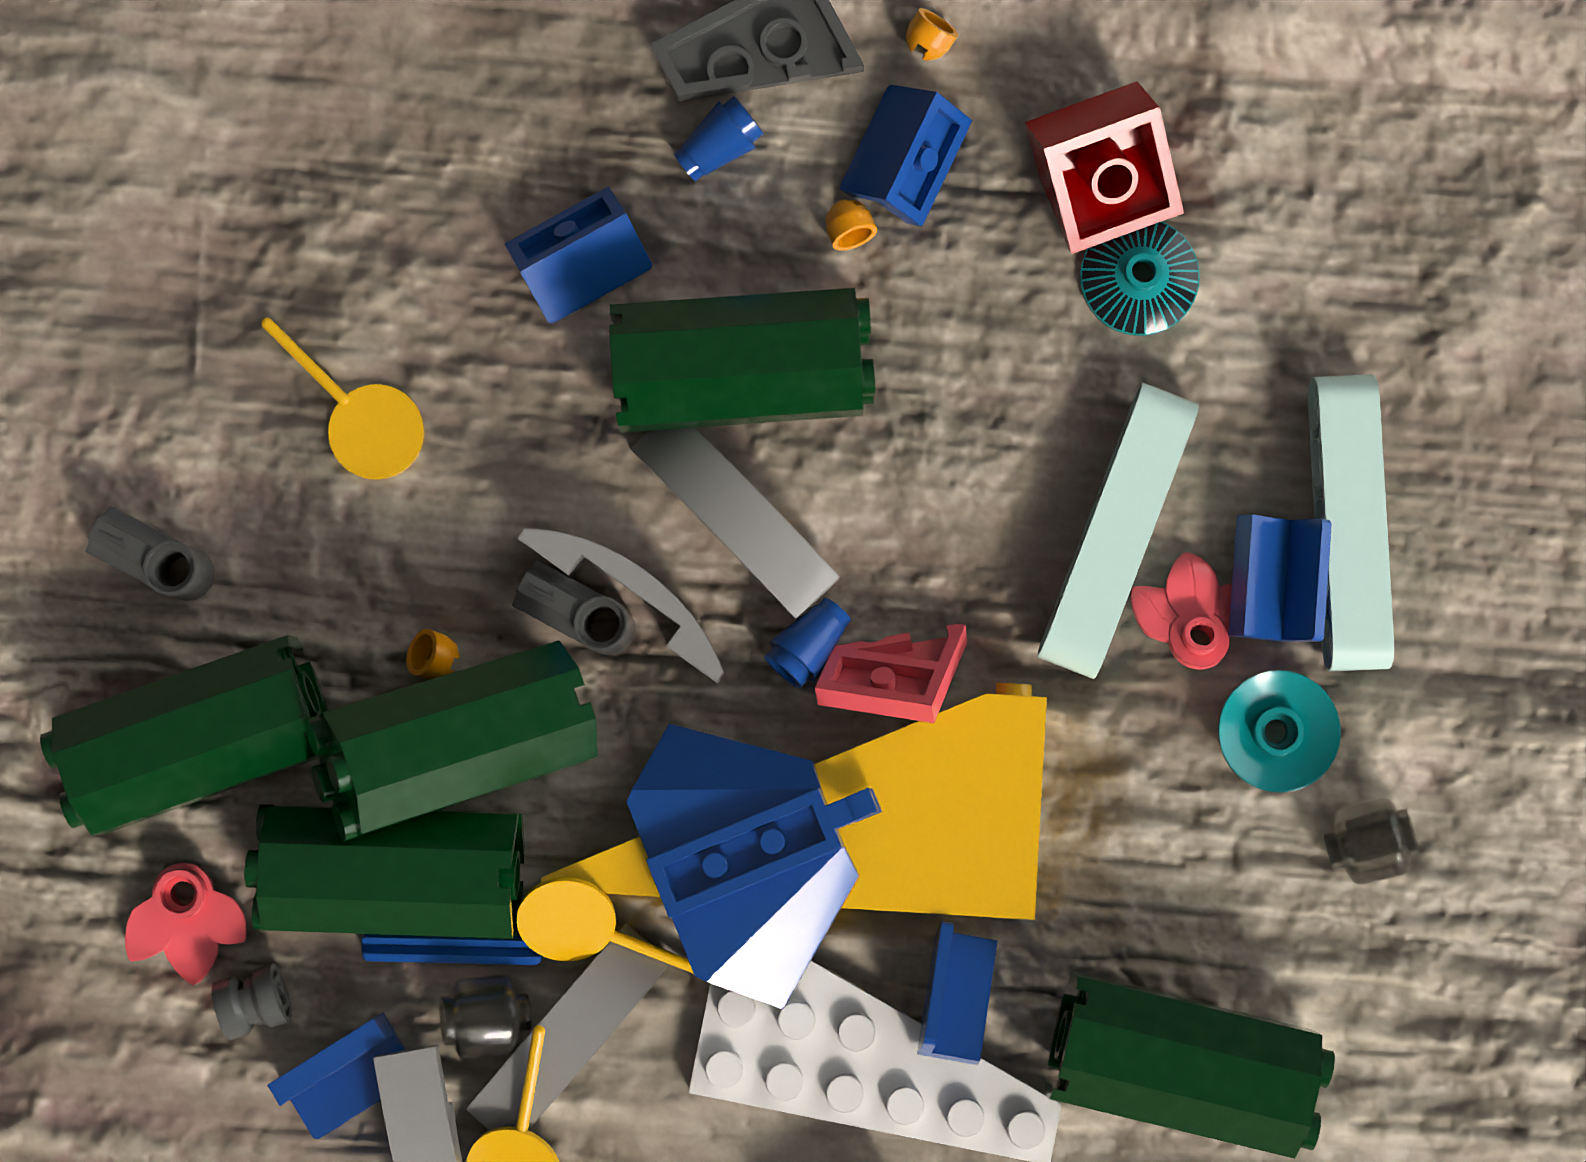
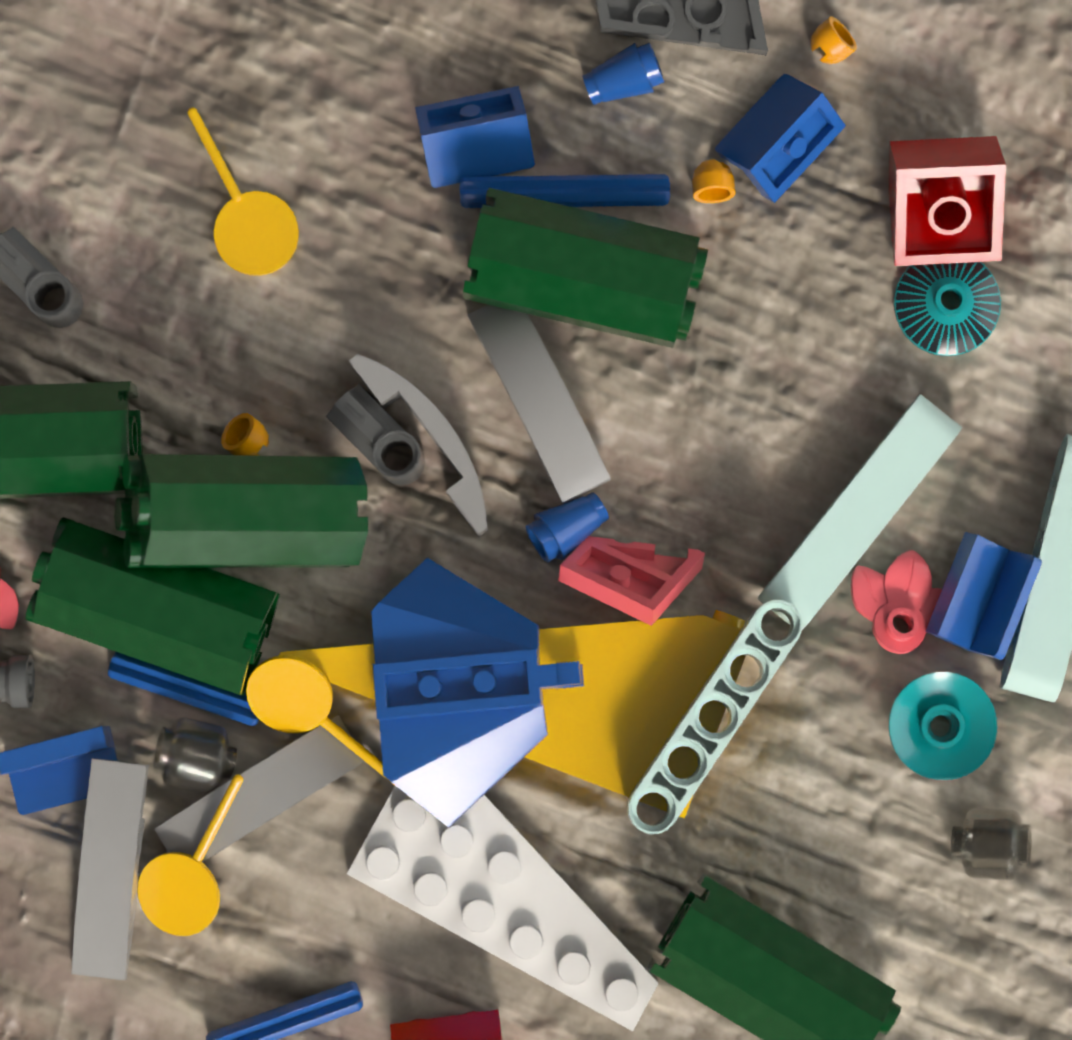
camera: 15 degrees right, 0 degrees up
(702, 279) = (573, 189): none -> blue axle
(957, 996) = (598, 864): blue panel -> none
(1037, 833) = (735, 698): none -> light aqua beam

